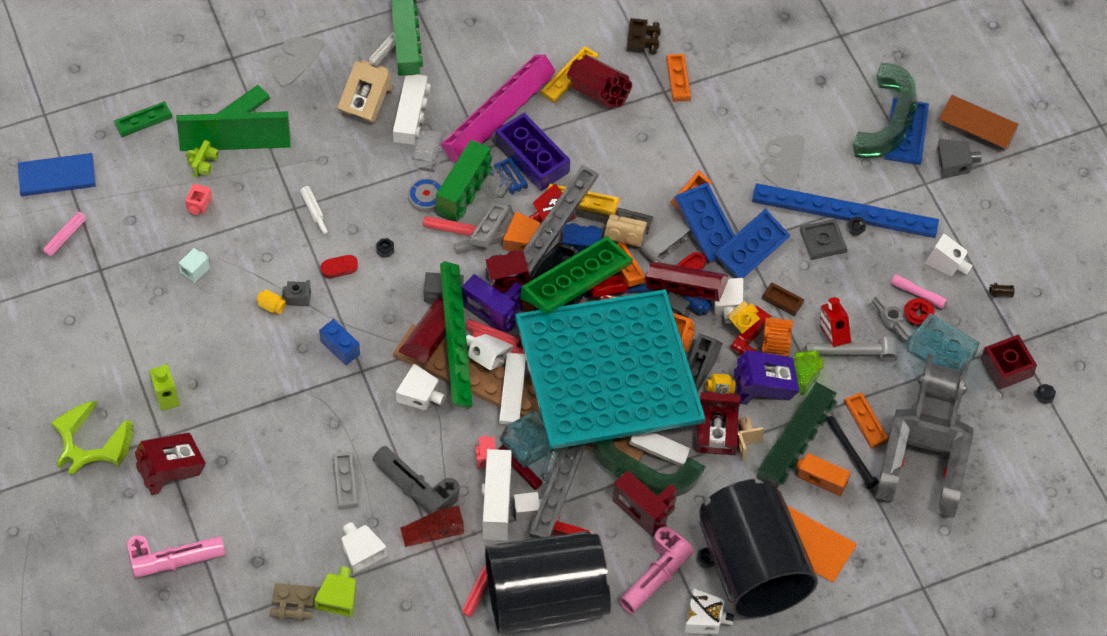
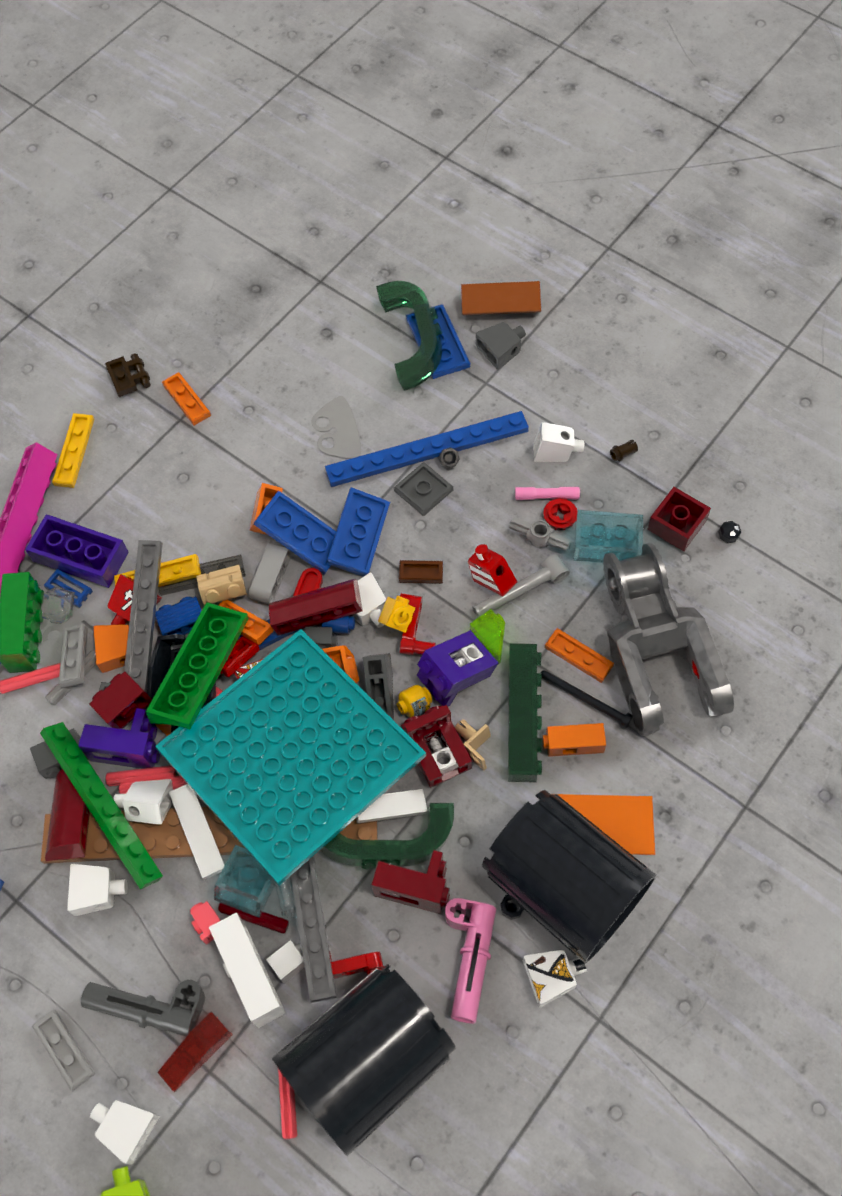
camera: 25 degrees left, 5 degrees up
(599, 81) = (108, 442): dark red brick -> none
(777, 336) = (443, 617): orange brick -> none

